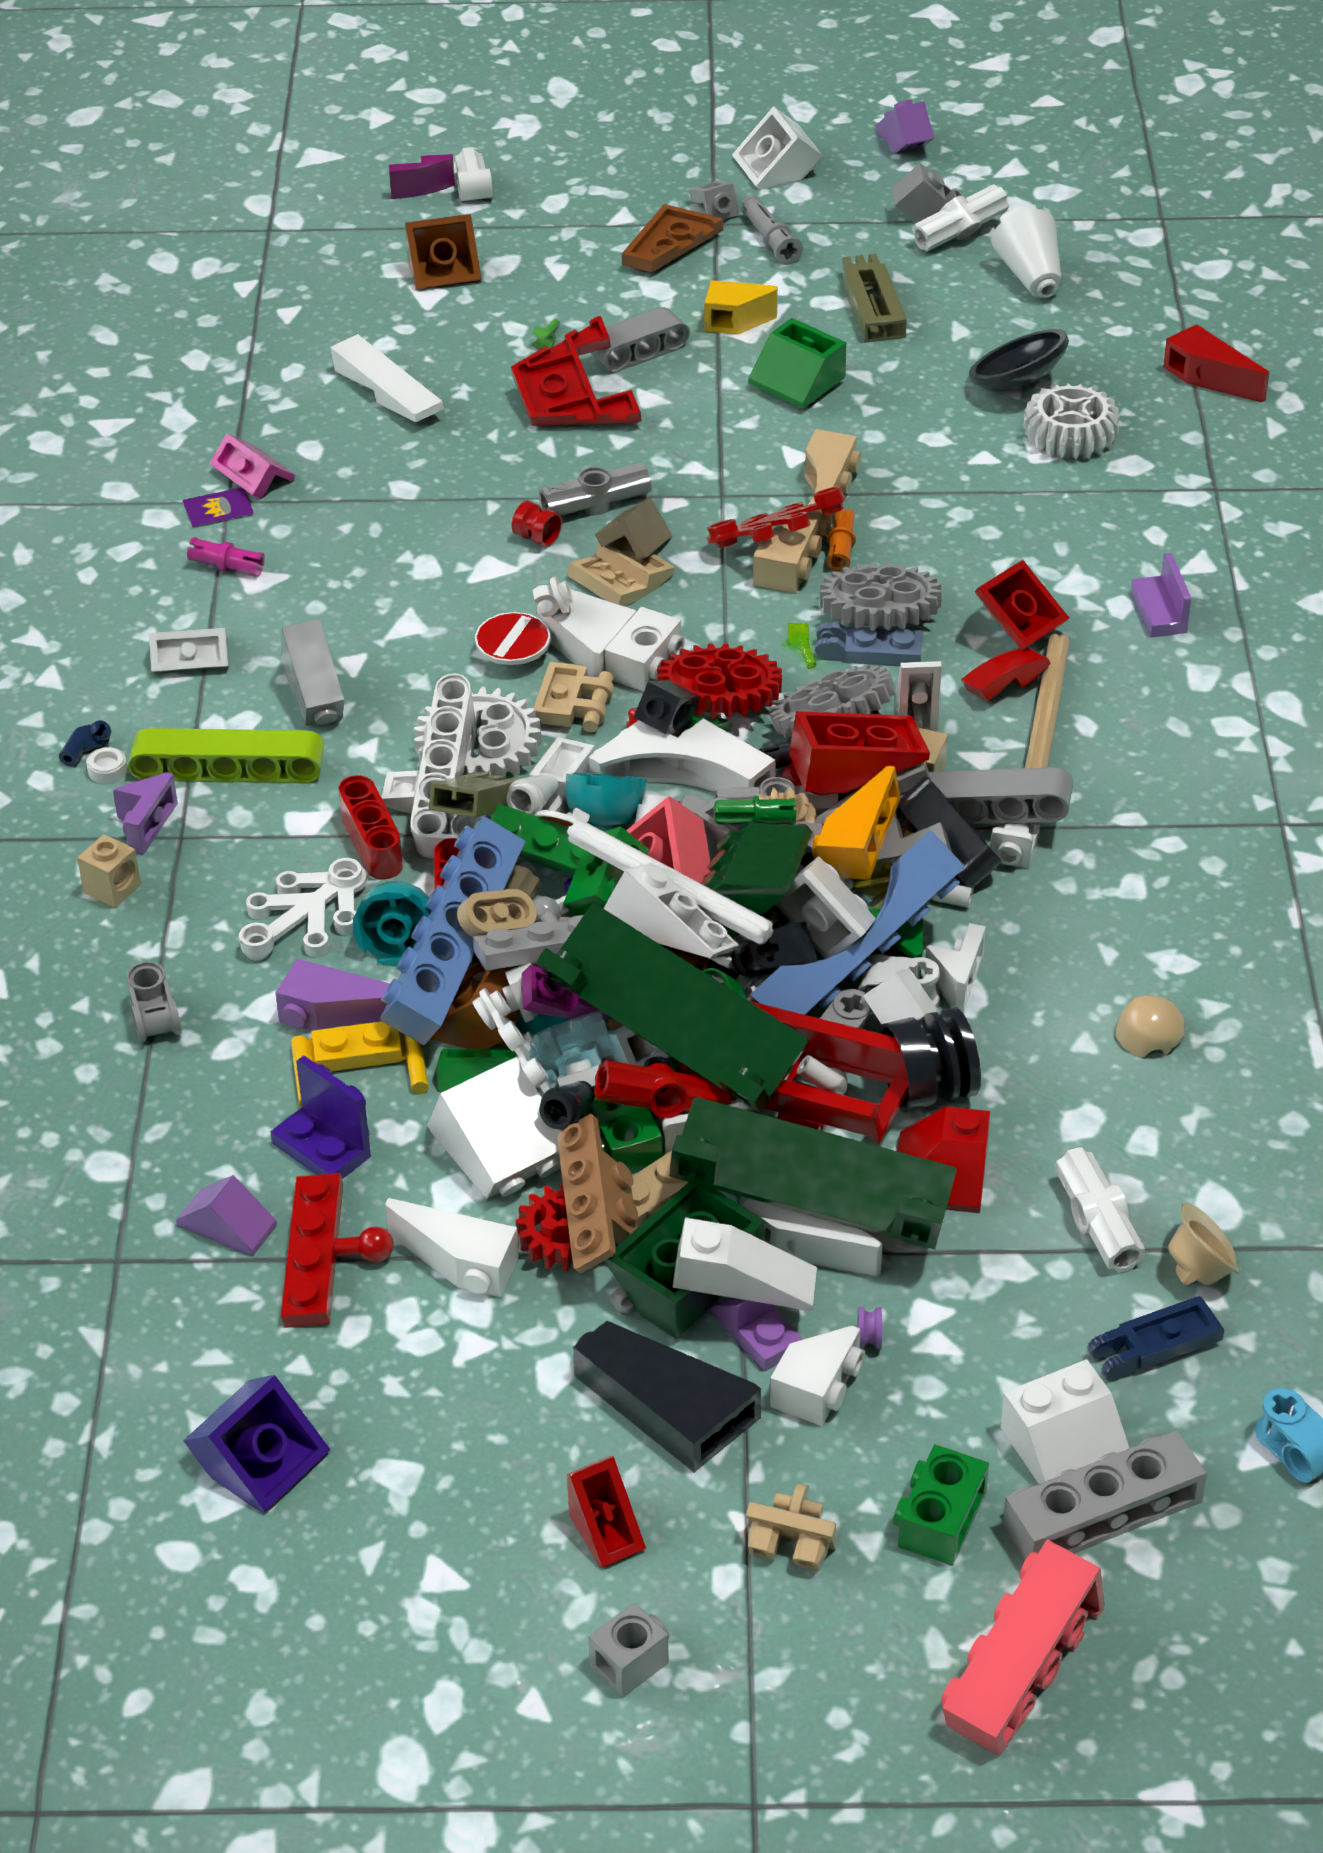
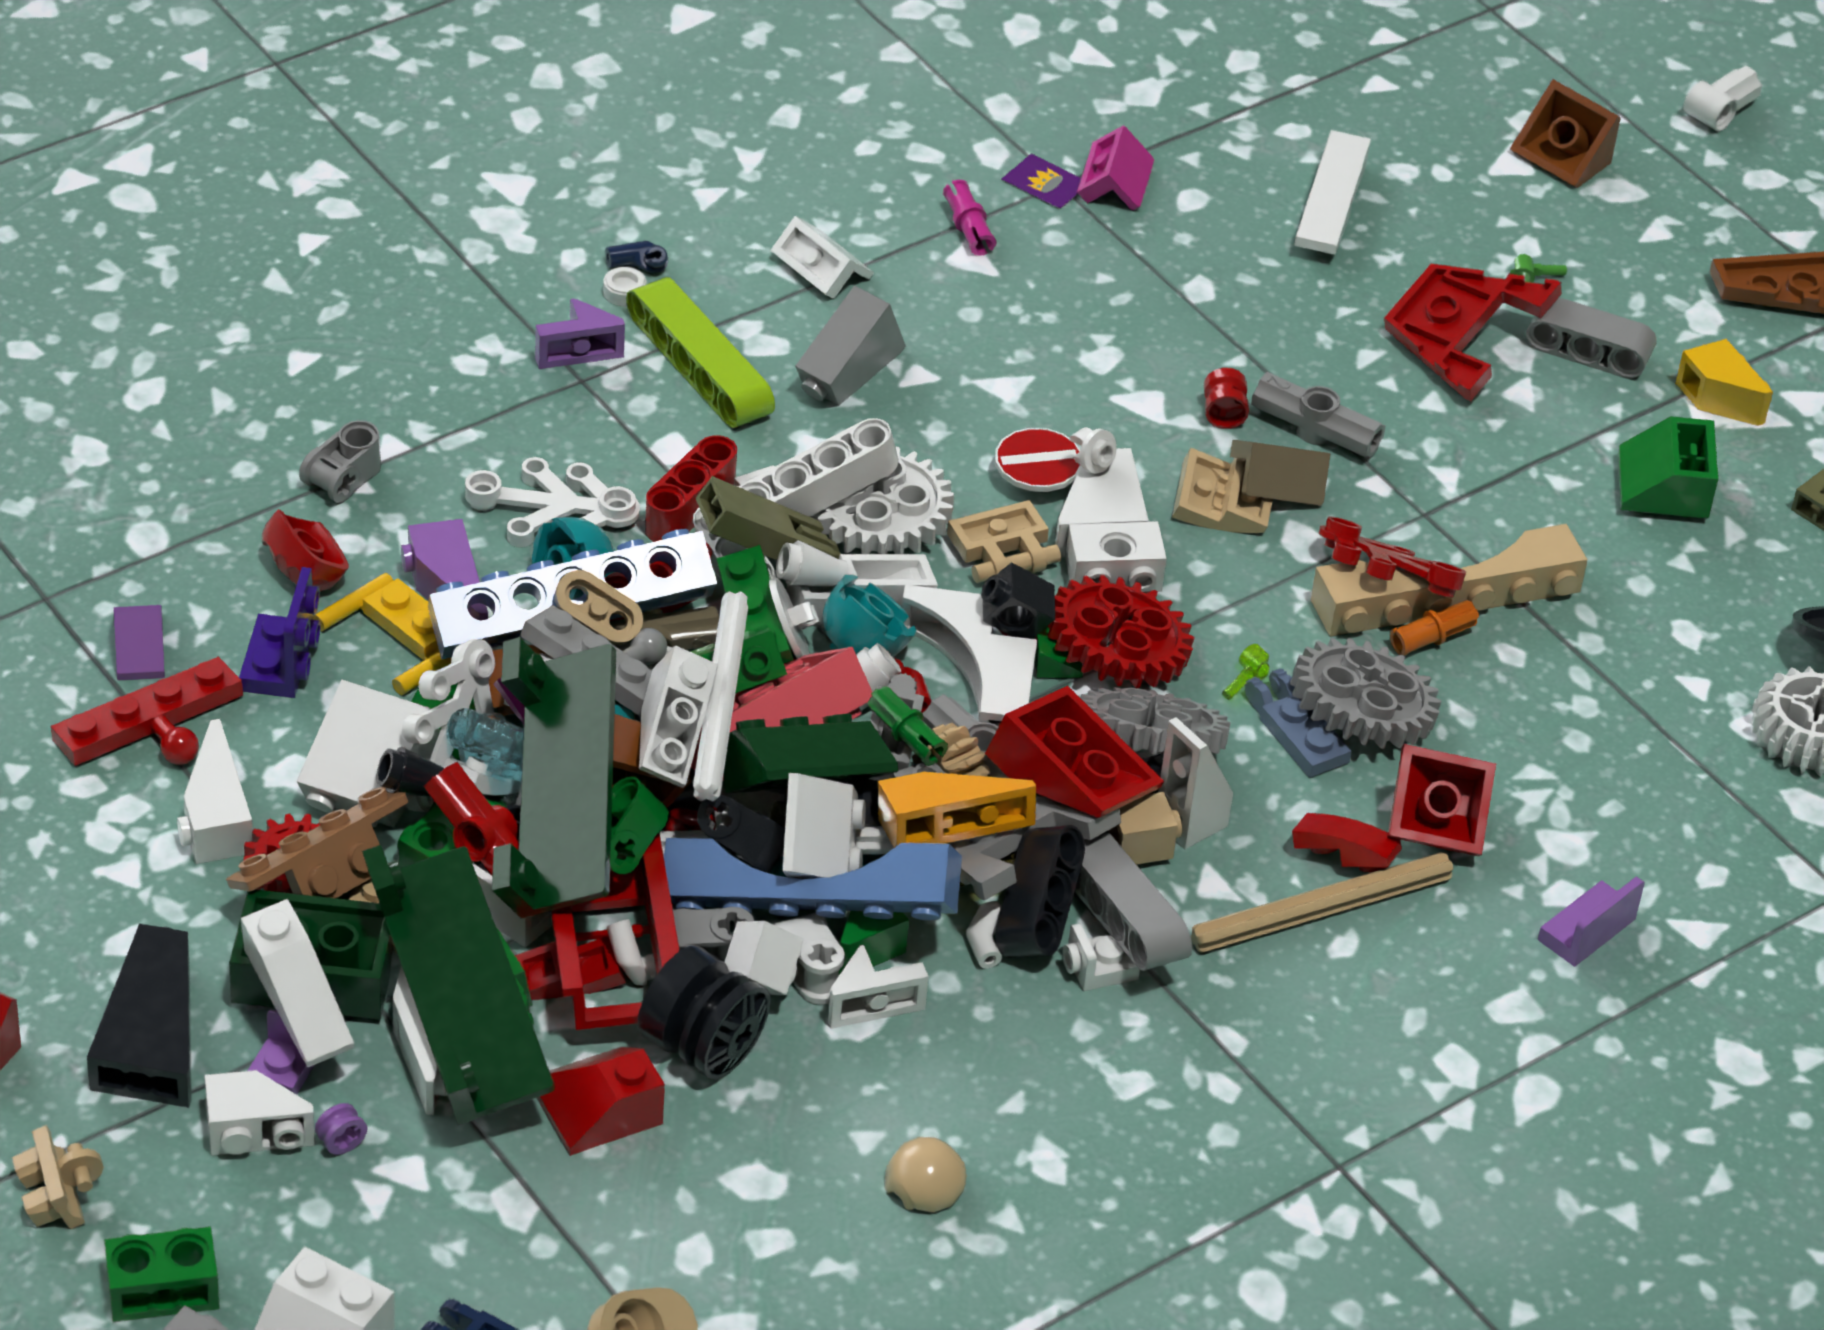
camera: 50 degrees right, 0 degrees up
(109, 871) = (479, 351): tan brick -> none
(233, 1072) = (306, 544): none -> red piece
(422, 178) = (1677, 64): magenta slope -> none
(1100, 1210) = (629, 1236): white piece -> none

